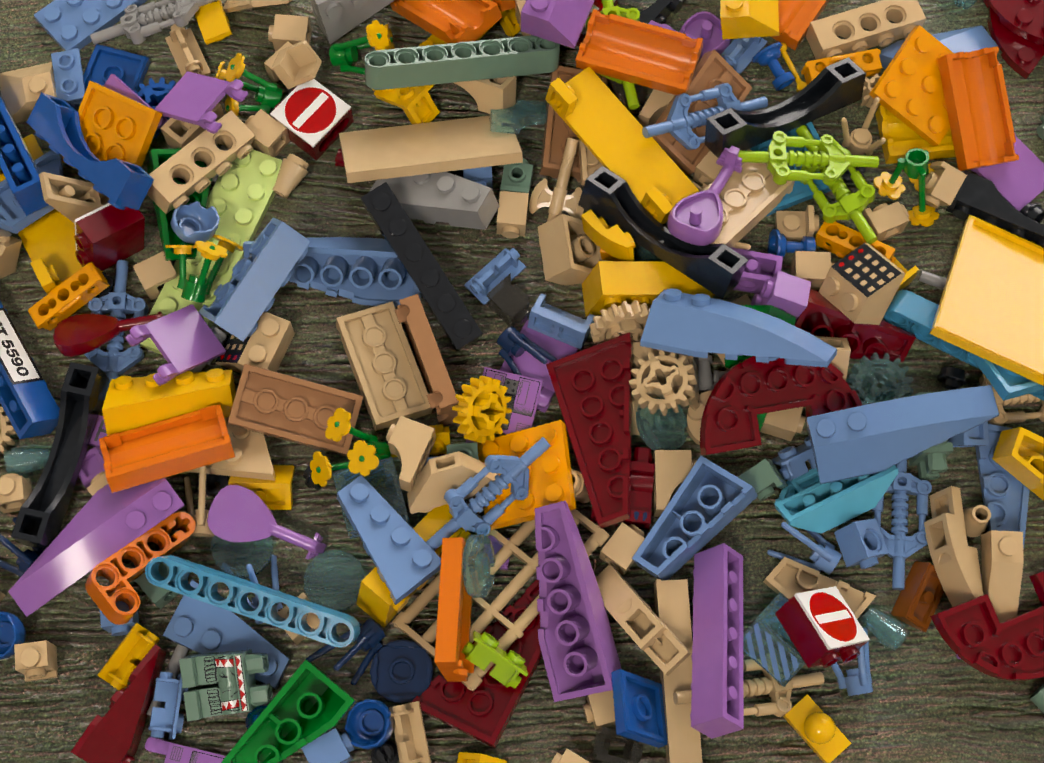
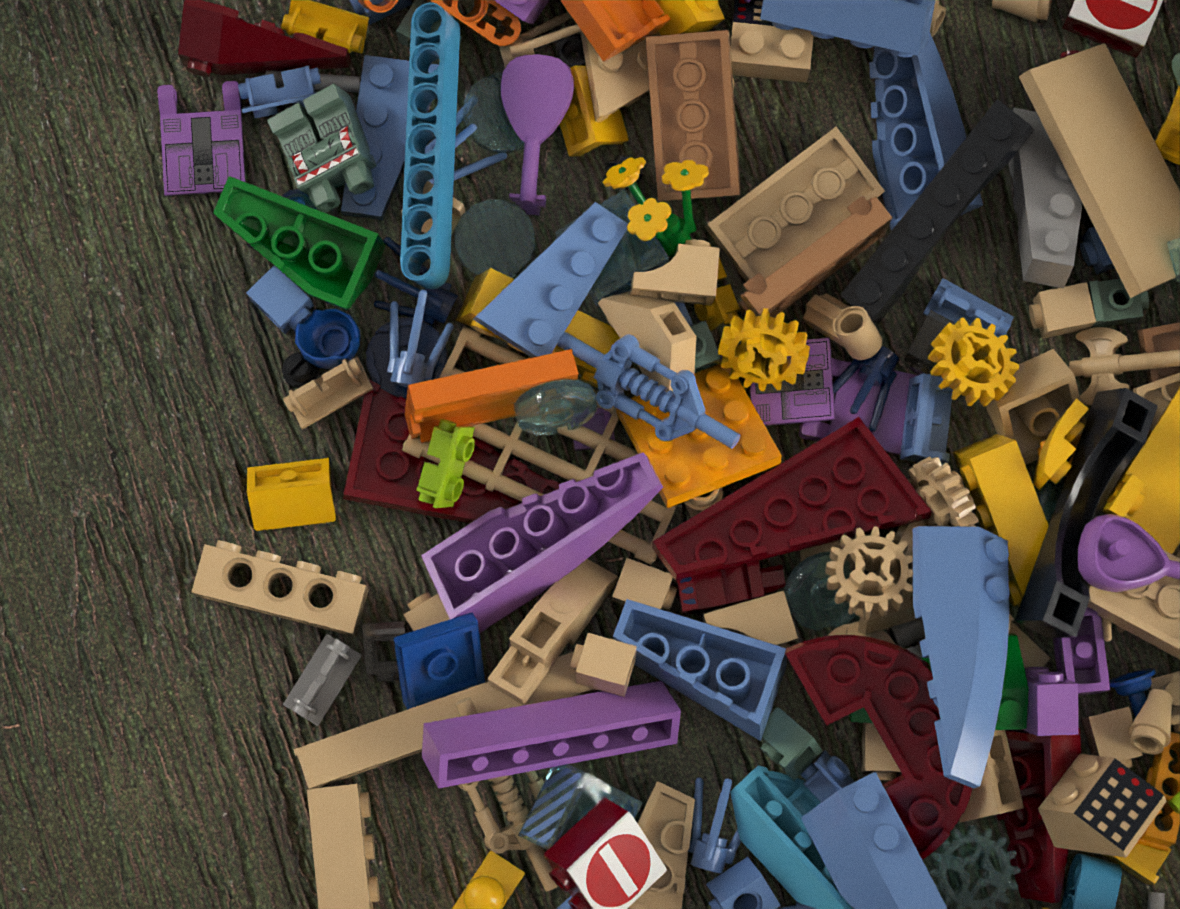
camera: 75 degrees right, 10 degrees up
(412, 668) = (411, 366): none -> medium blue plant
(478, 355) = (845, 325): none -> tan piece
(534, 274) = (973, 362): none -> yellow gear
(677, 586) = (604, 664): none -> tan brick
(813, 237) = (1152, 725): none -> tan cone

